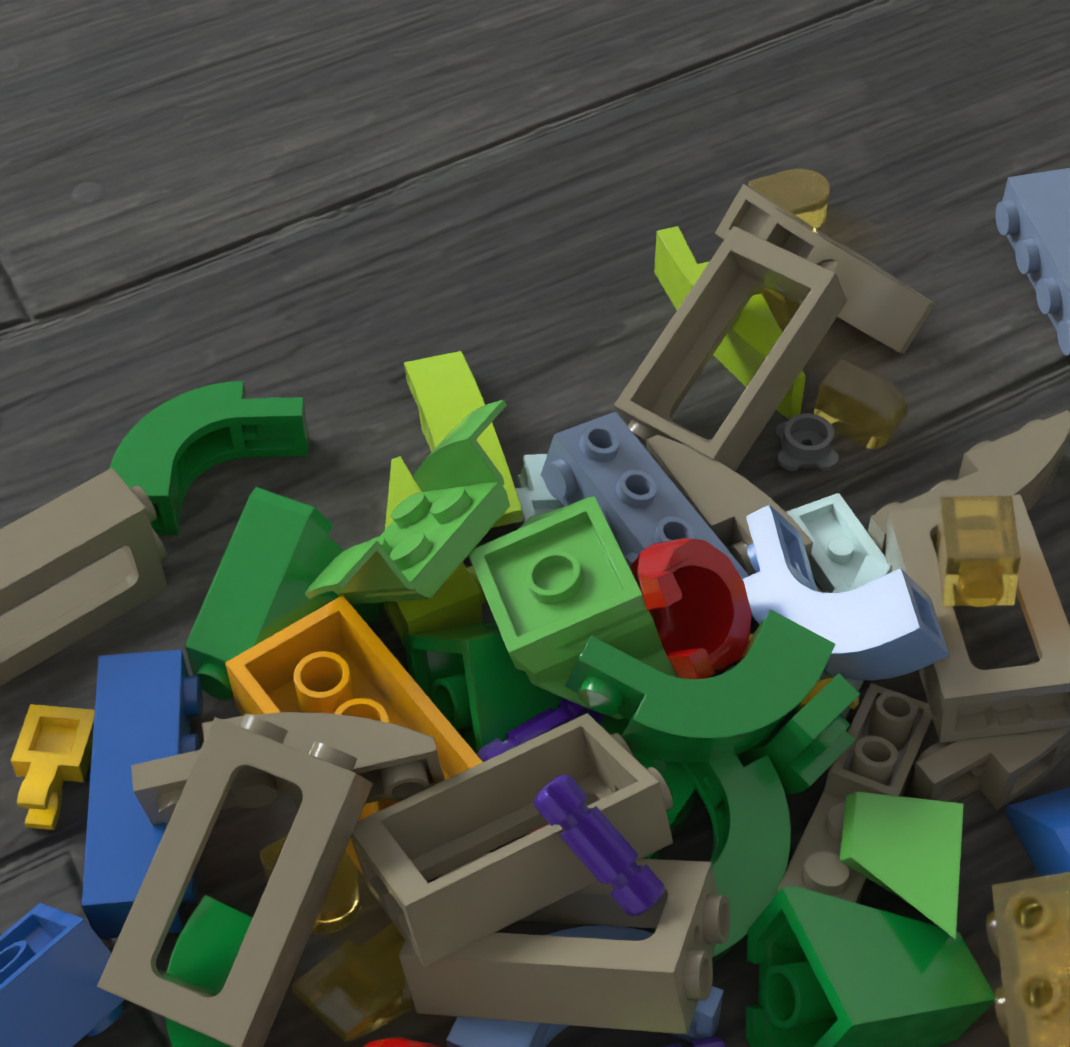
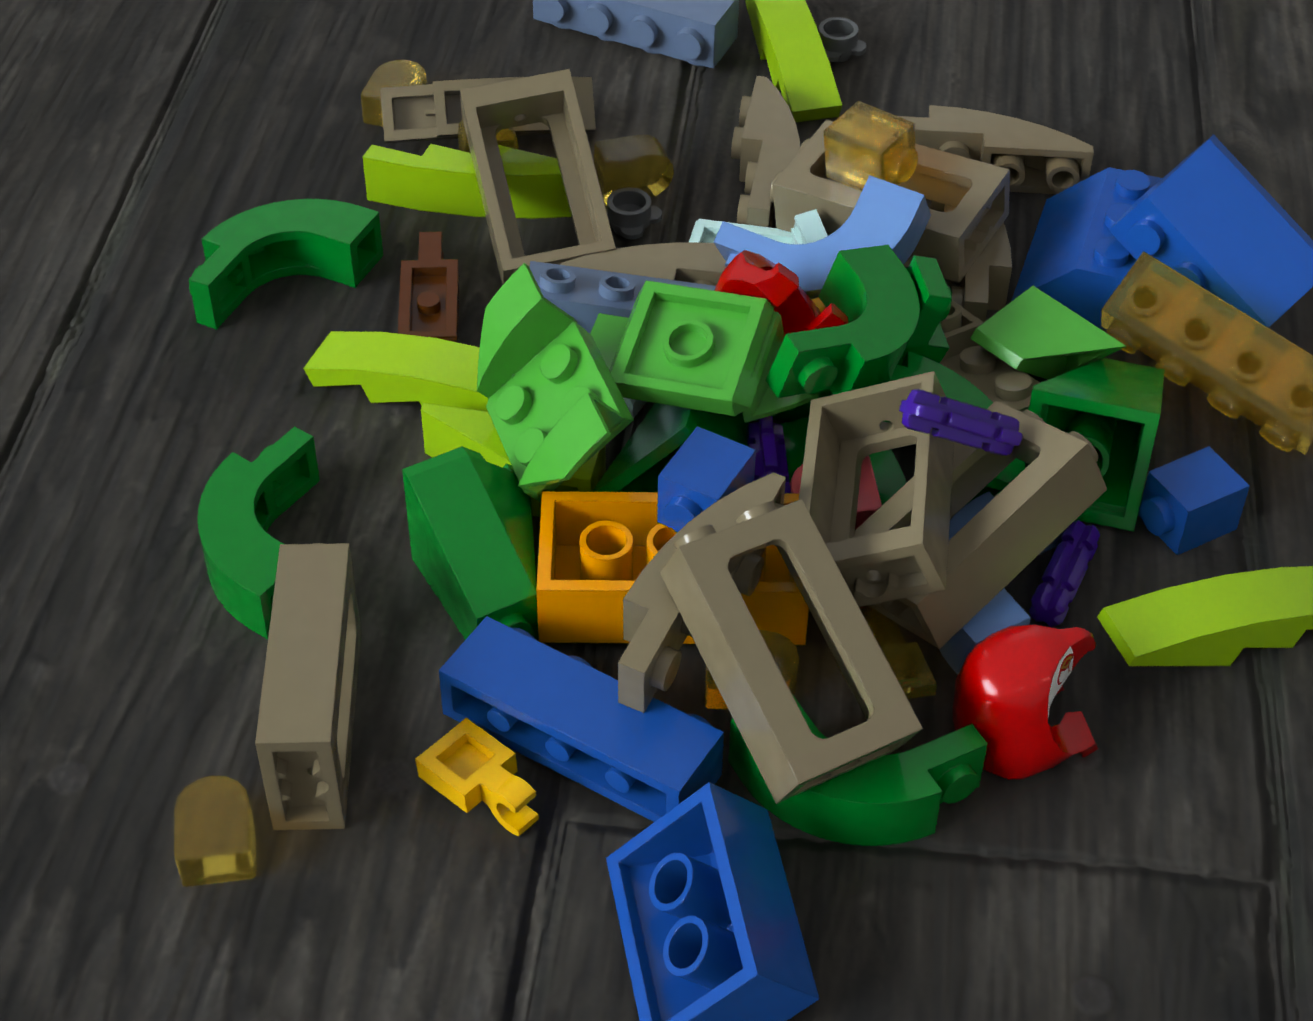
camera: 55 degrees left, 5 degrees down
(415, 693) = (700, 475): none -> blue brick
(514, 249) = (281, 241): none -> green arch
(559, 382) = (429, 292): none -> reddish brown hinge

